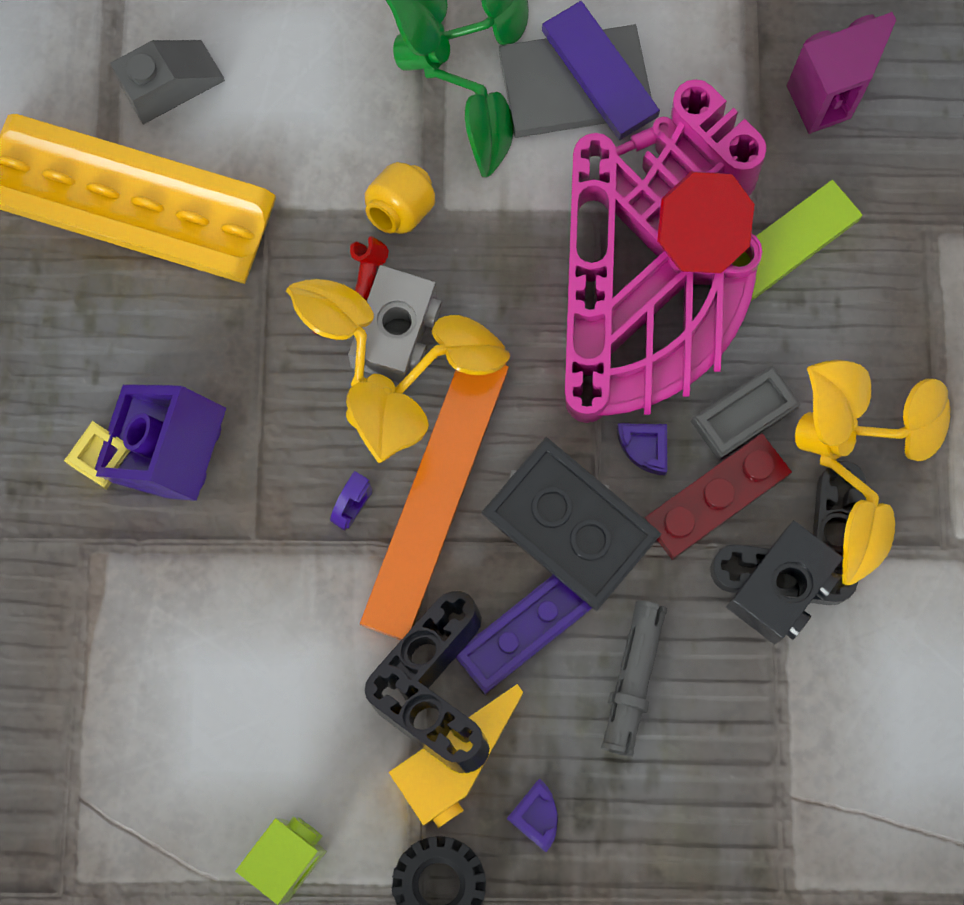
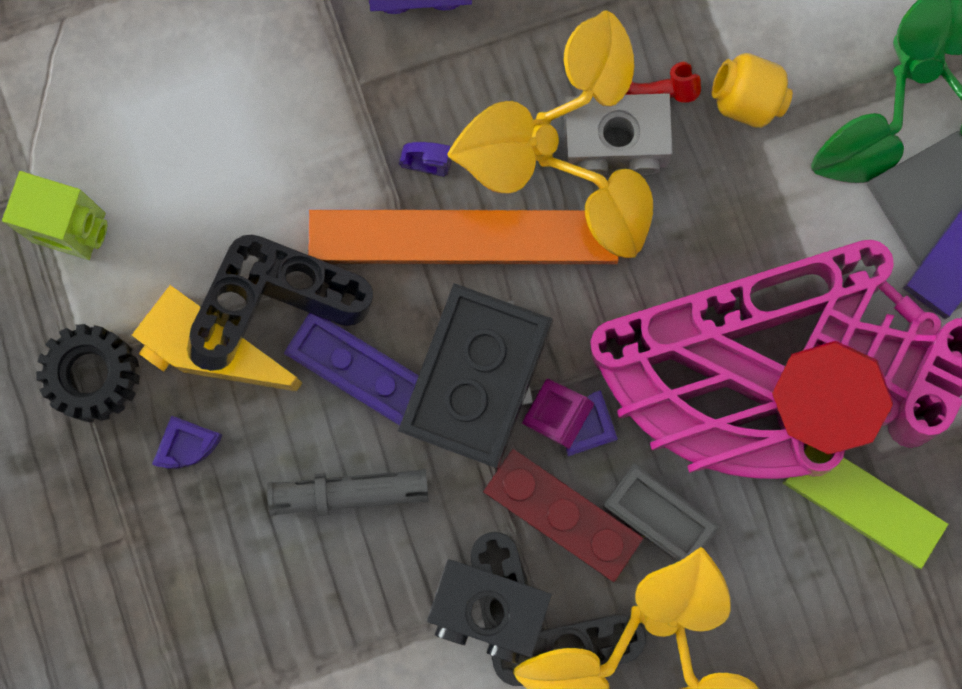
camera: 75 degrees right, 5 degrees up
(627, 466) = (558, 413): none -> magenta tile

